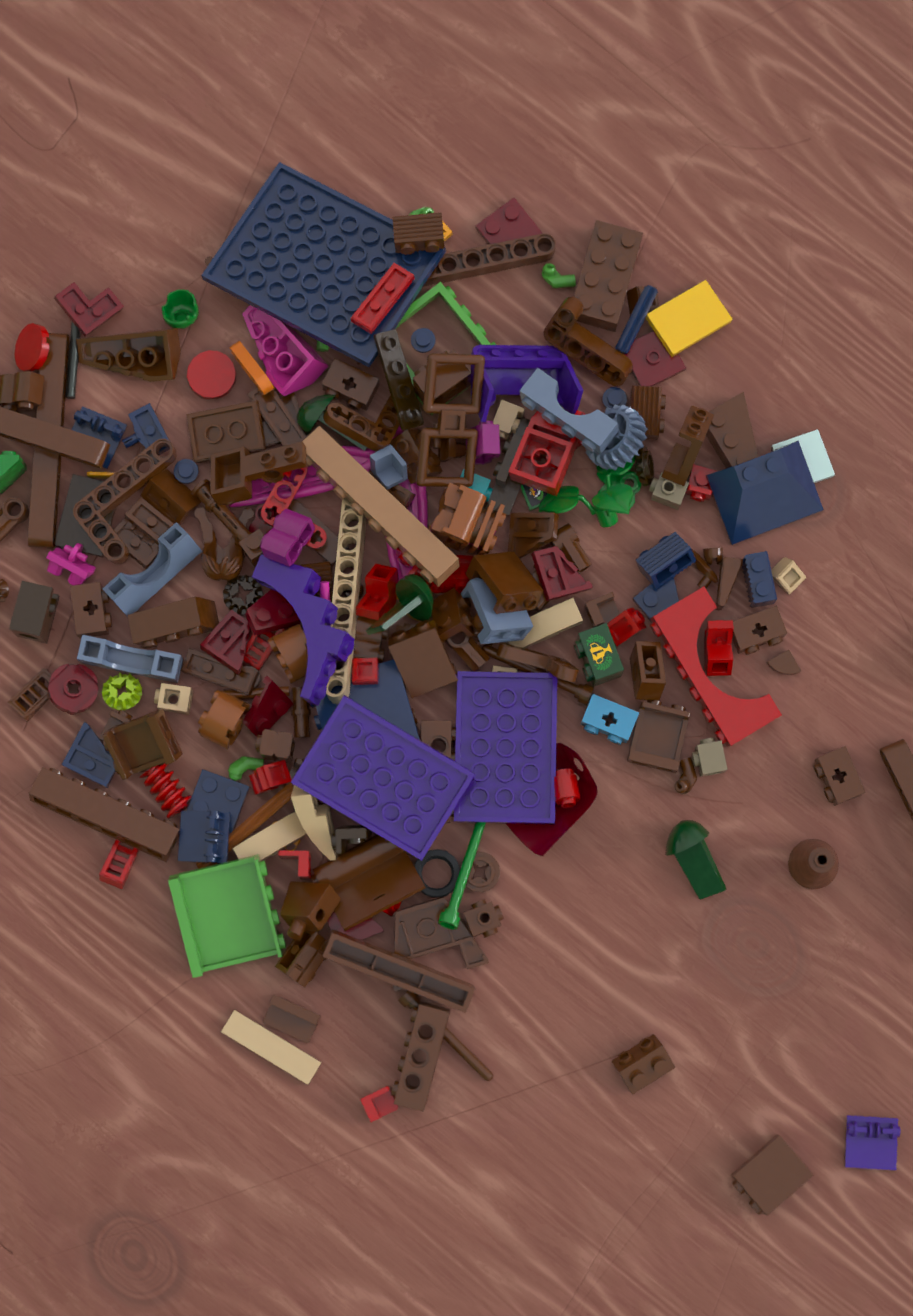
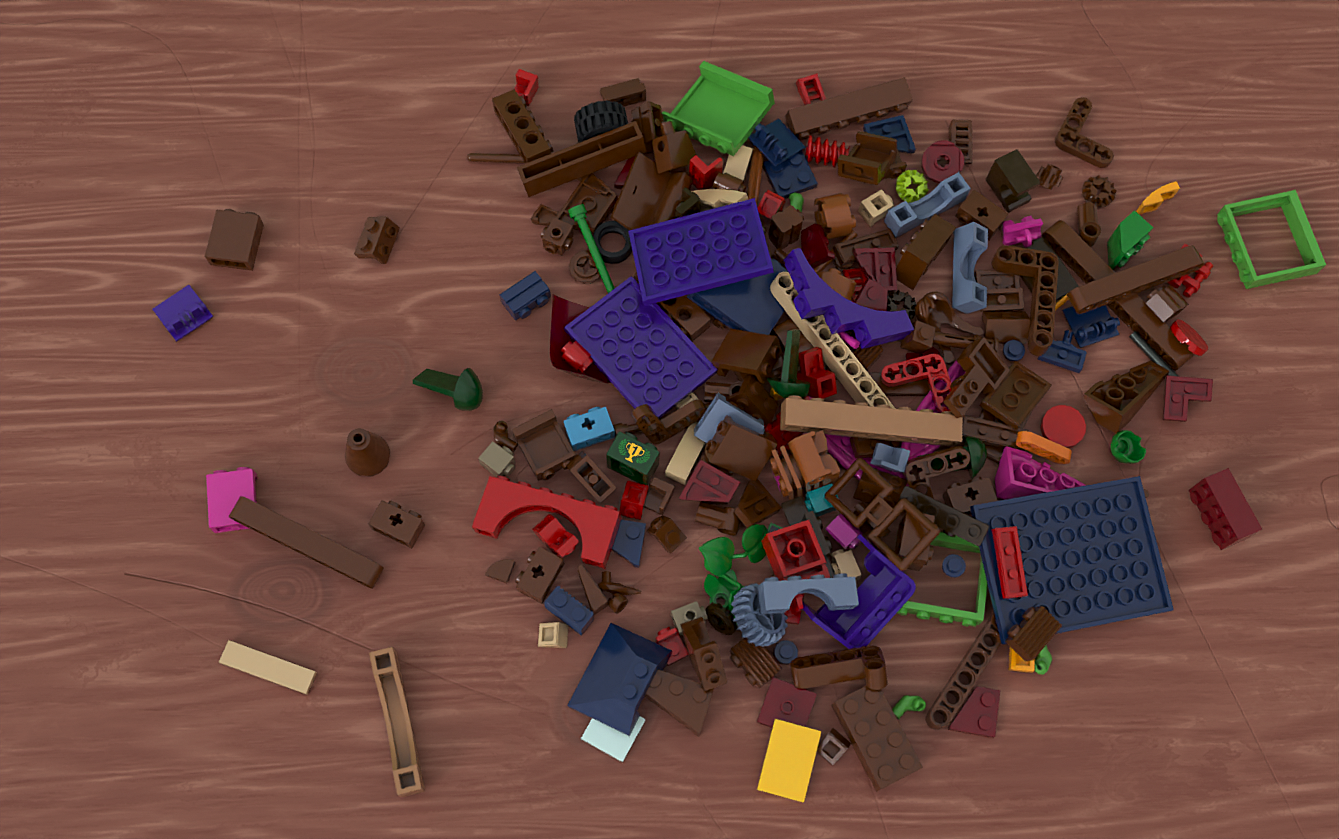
camera: 135 degrees right, 10 degrees down
(159, 193) = (1224, 509): none -> dark red brick
(271, 1047) = (619, 69): tan tile -> none
(287, 537) = (908, 348): magenta brick -> none
(290, 827) = (728, 182): none -> reddish brown brick
(349, 990) = (598, 119): none -> black tyre
(364, 671) = (775, 315): red tile -> none
(559, 888) = (525, 296): none -> dark blue brick
(623, 575) = (666, 533): none -> reddish brown bracket
(636, 319) = (824, 721): dark blue axle -> none
(665, 559) = (647, 565): dark blue brick -> none

